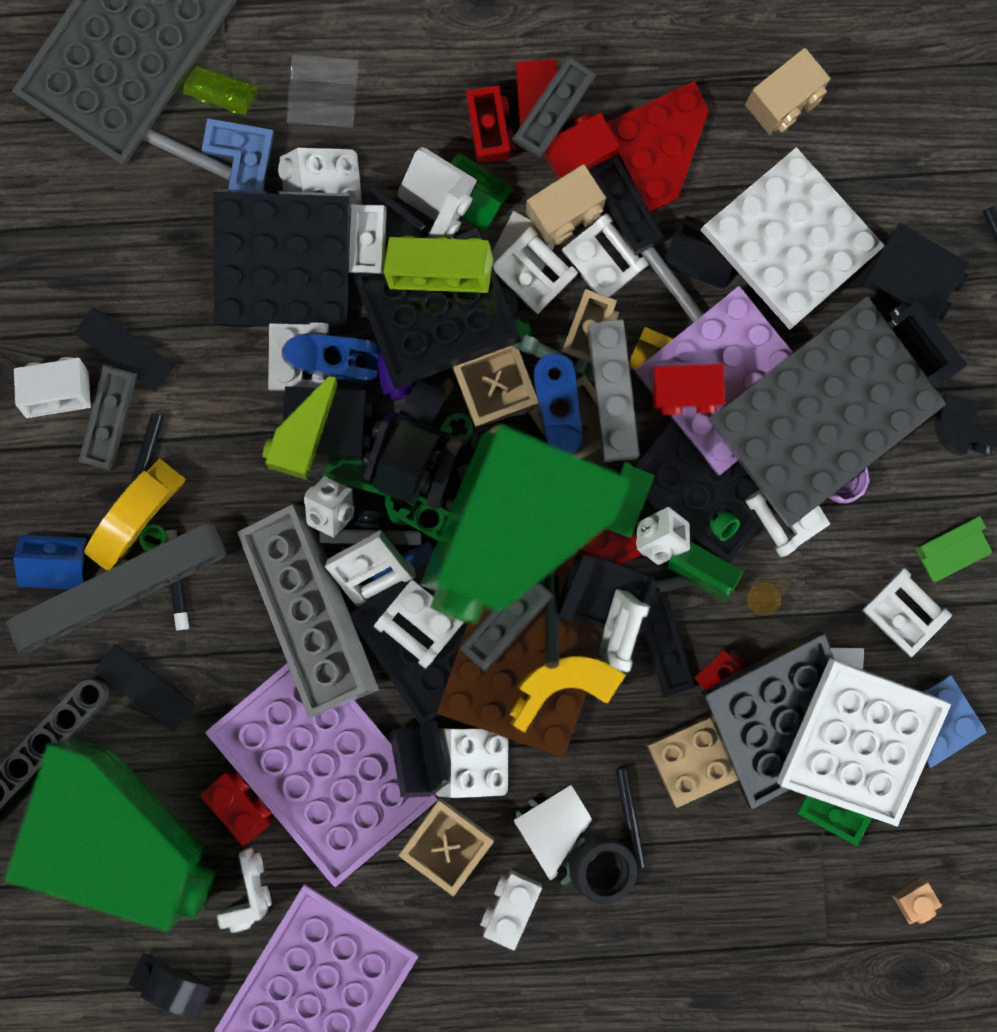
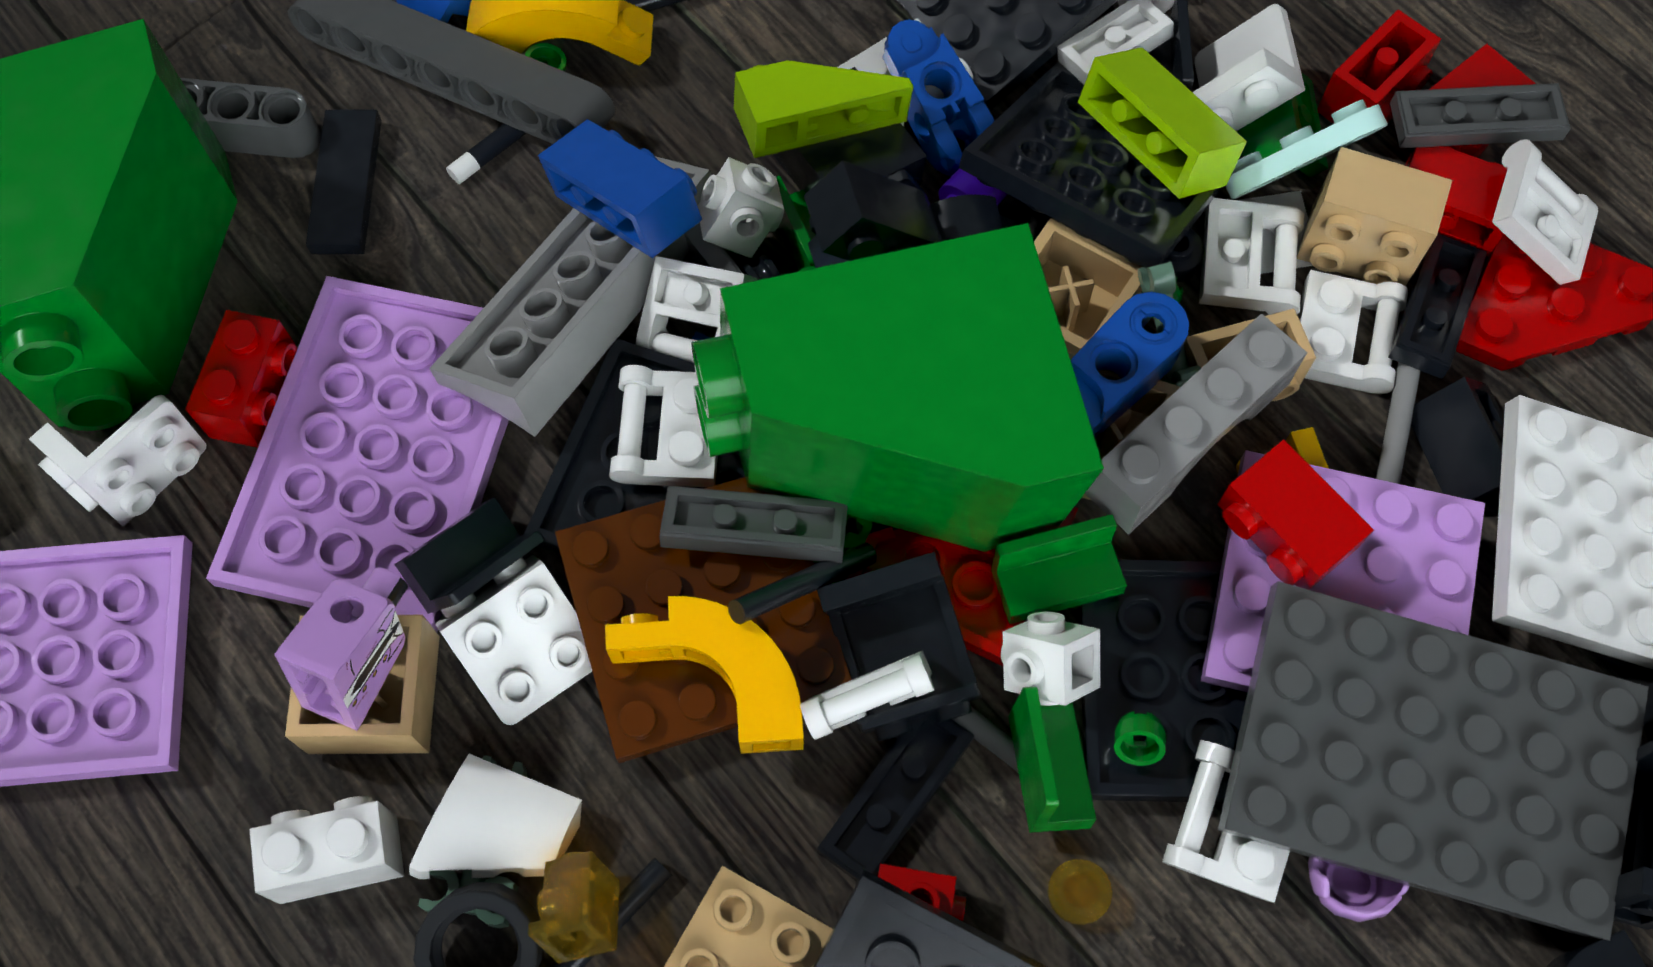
camera: 60 degrees right, 20 degrees down
(275, 557) = (621, 187): none -> blue brick
(449, 854) = (345, 647): none -> lavender torso
(509, 208) = (1305, 147): none -> light aqua plate
(616, 817) = (577, 908): none -> clear yellow brick
(630, 133) = (1544, 214): none -> white plate

